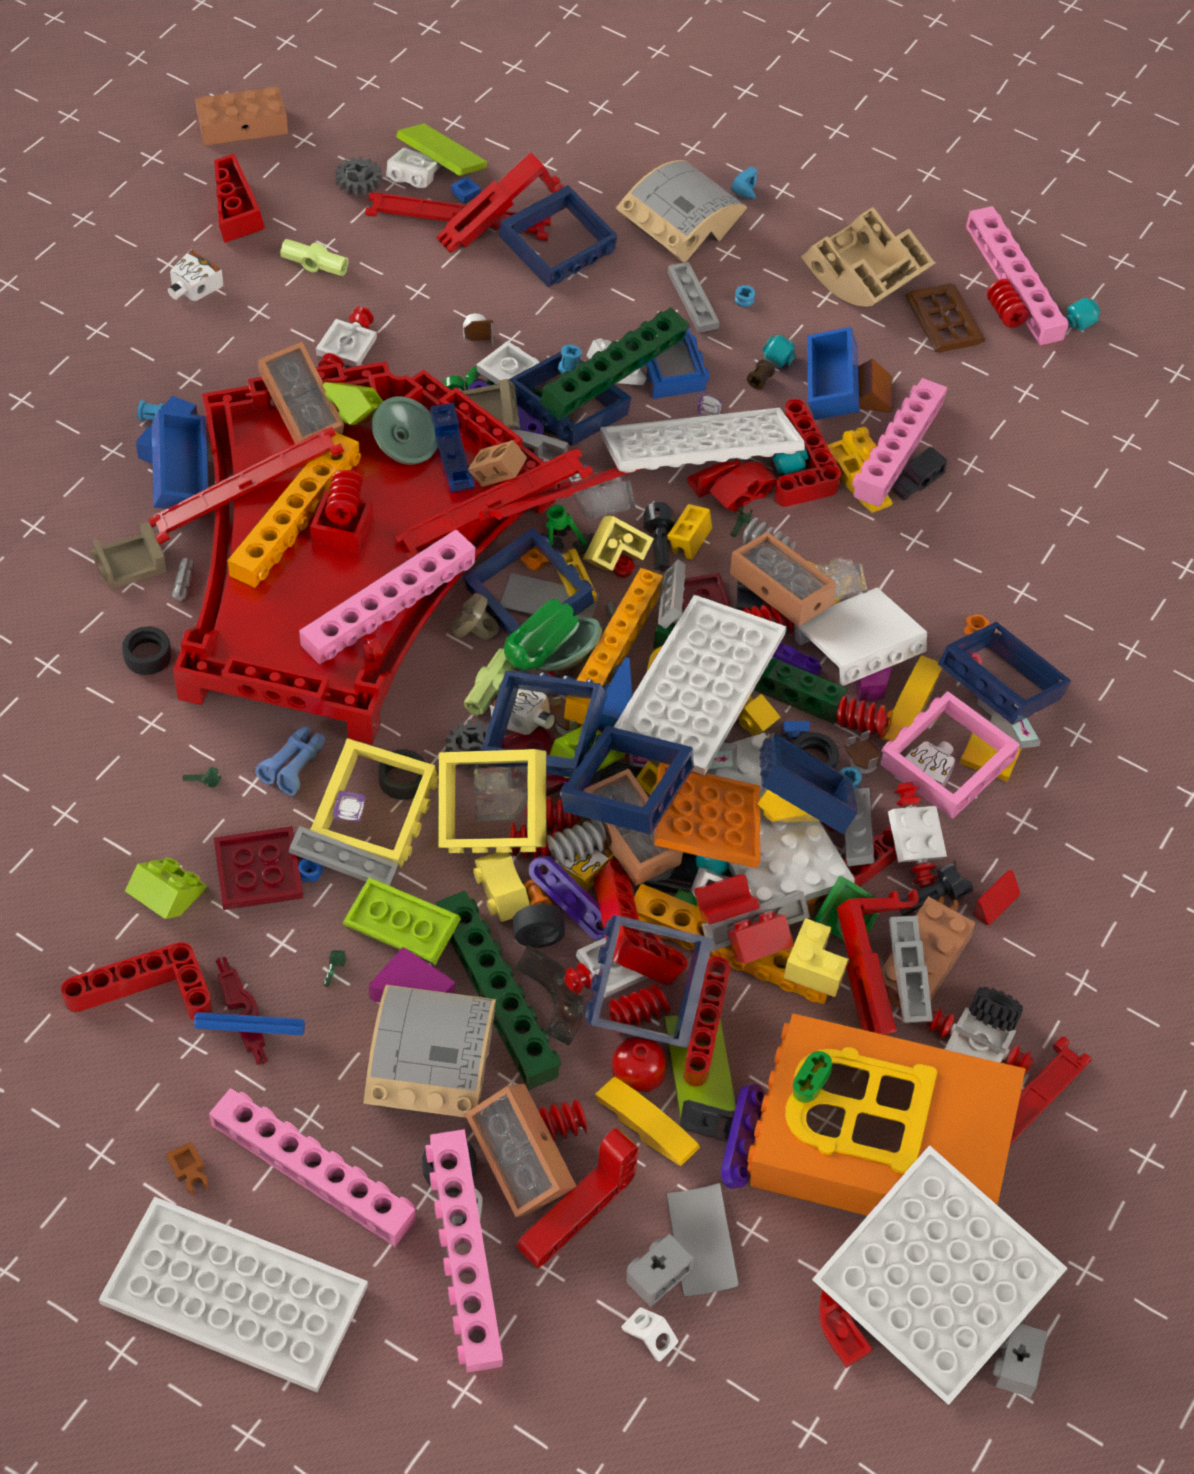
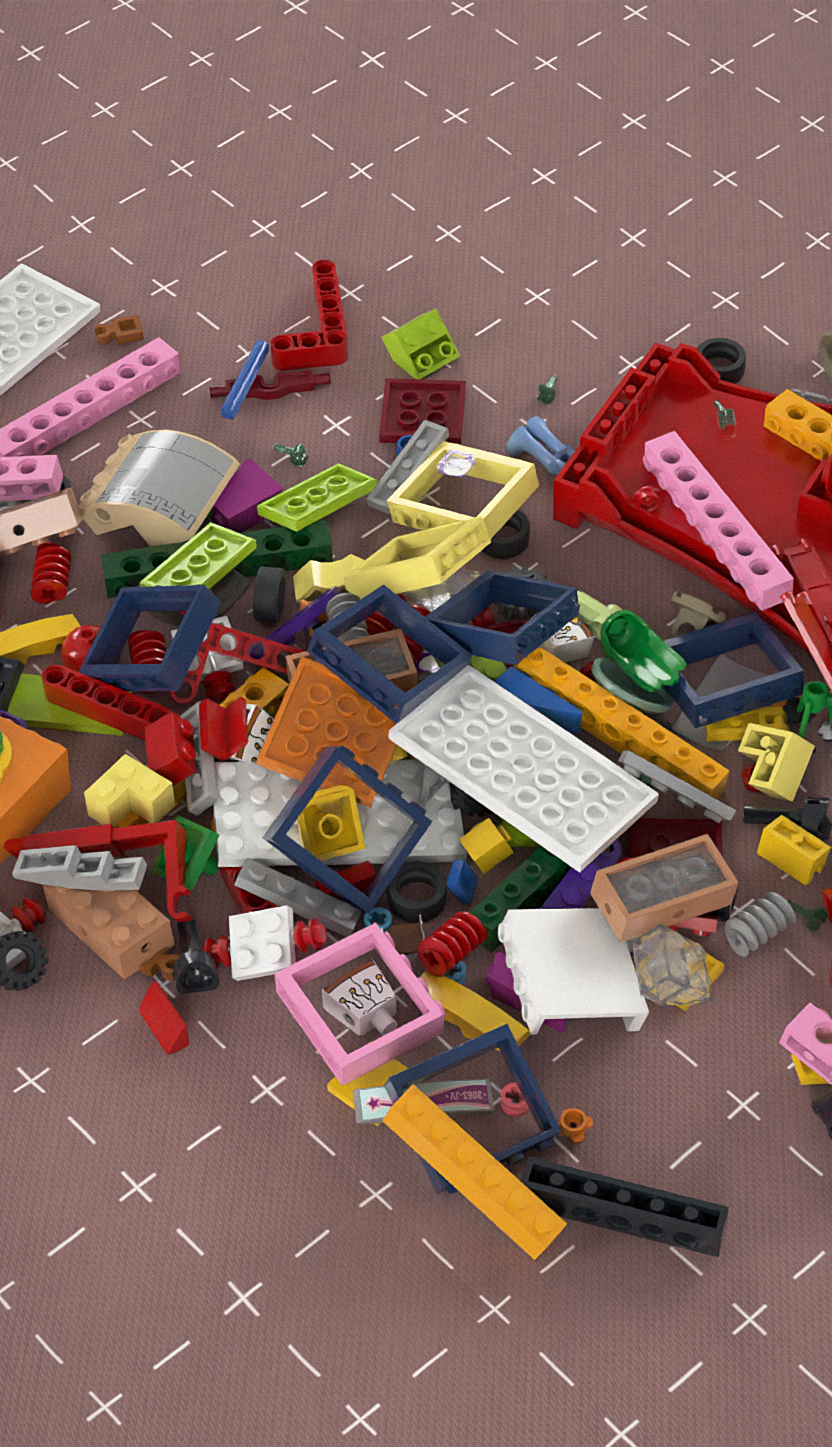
camera: 110 degrees right, 5 degrees down
(255, 609) = (725, 416): none -> hand
(531, 981) = (203, 558): none -> lime tile
(1037, 581) = (628, 1207): none -> black brick
(1062, 655) = (474, 1172): none -> light orange brick

